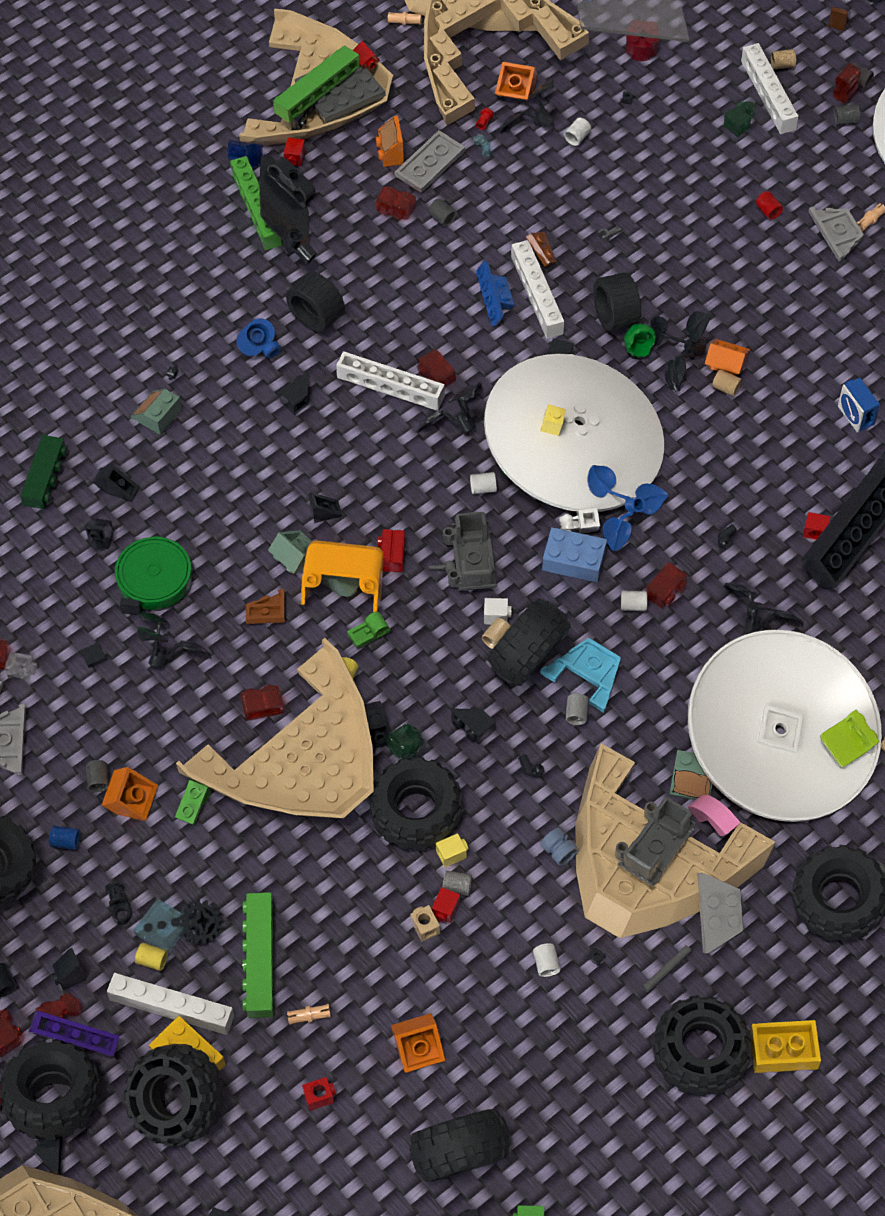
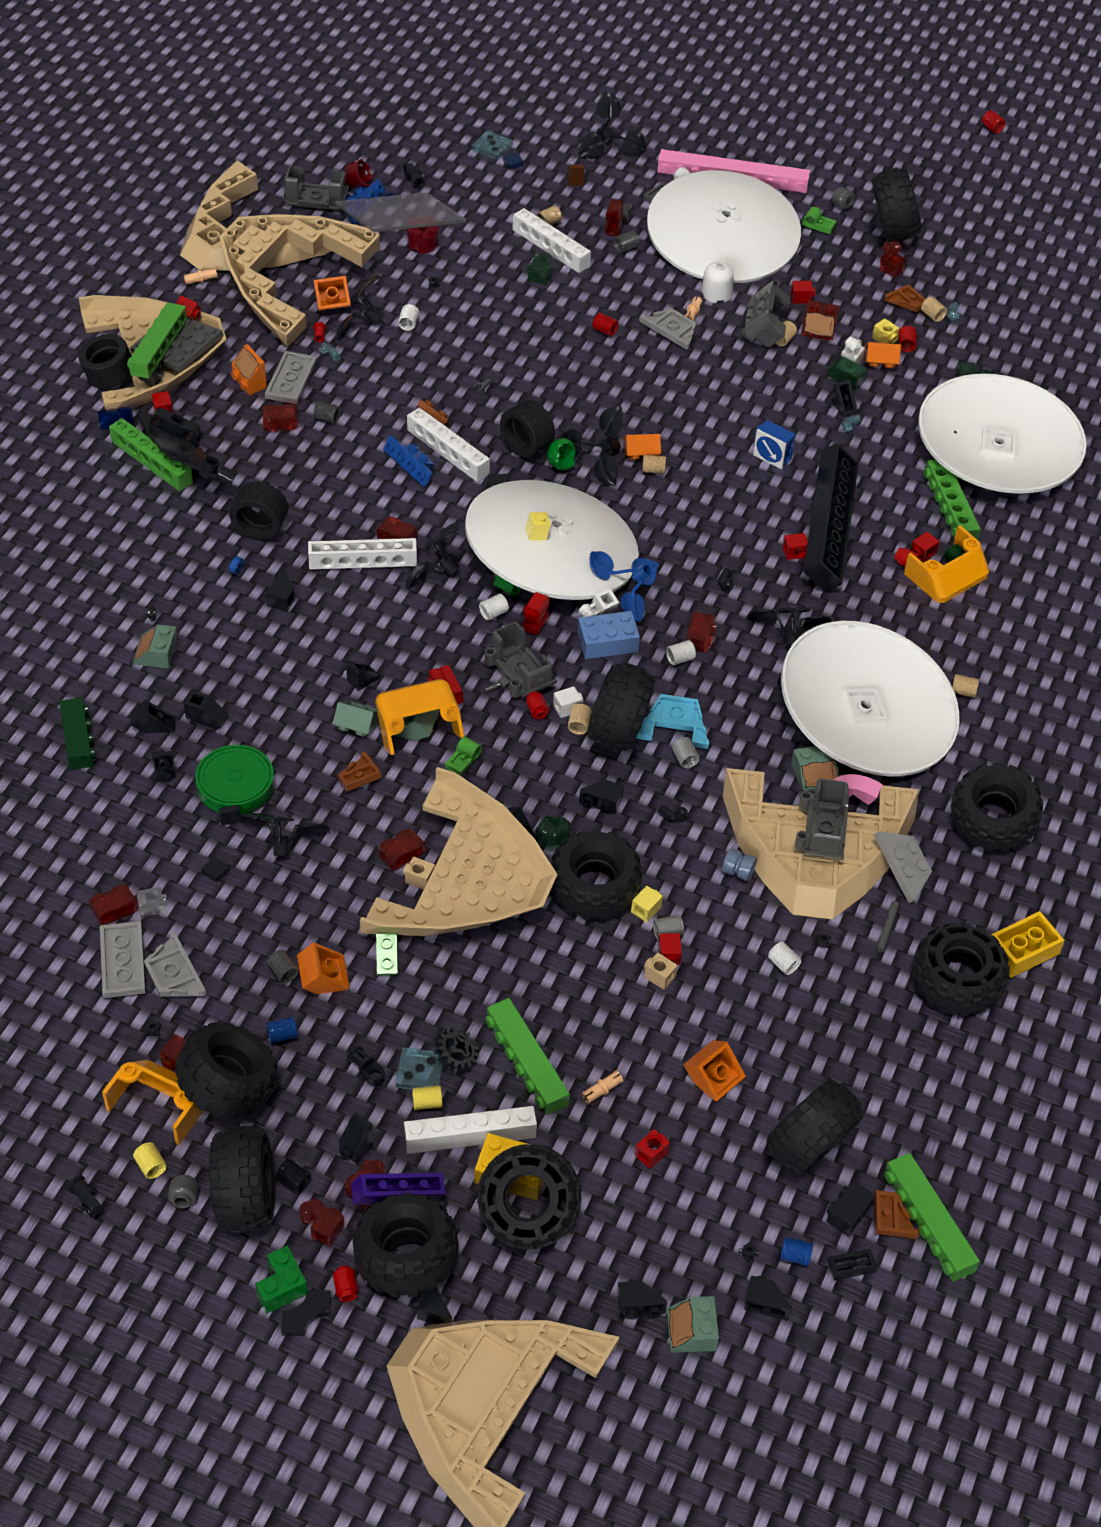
camera: 30 degrees left, 10 degrees down
(163, 492) = (204, 710): none -> black slope
(255, 337) = (217, 557): blue piece -> none
(256, 77) = (103, 349): none -> black tyre
(259, 726) = (418, 872): none -> tan brick
(466, 603) = (537, 705): none -> red brick
(515, 507) = (536, 613): none -> red brick
(849, 738) = (928, 689): lime bracket -> none

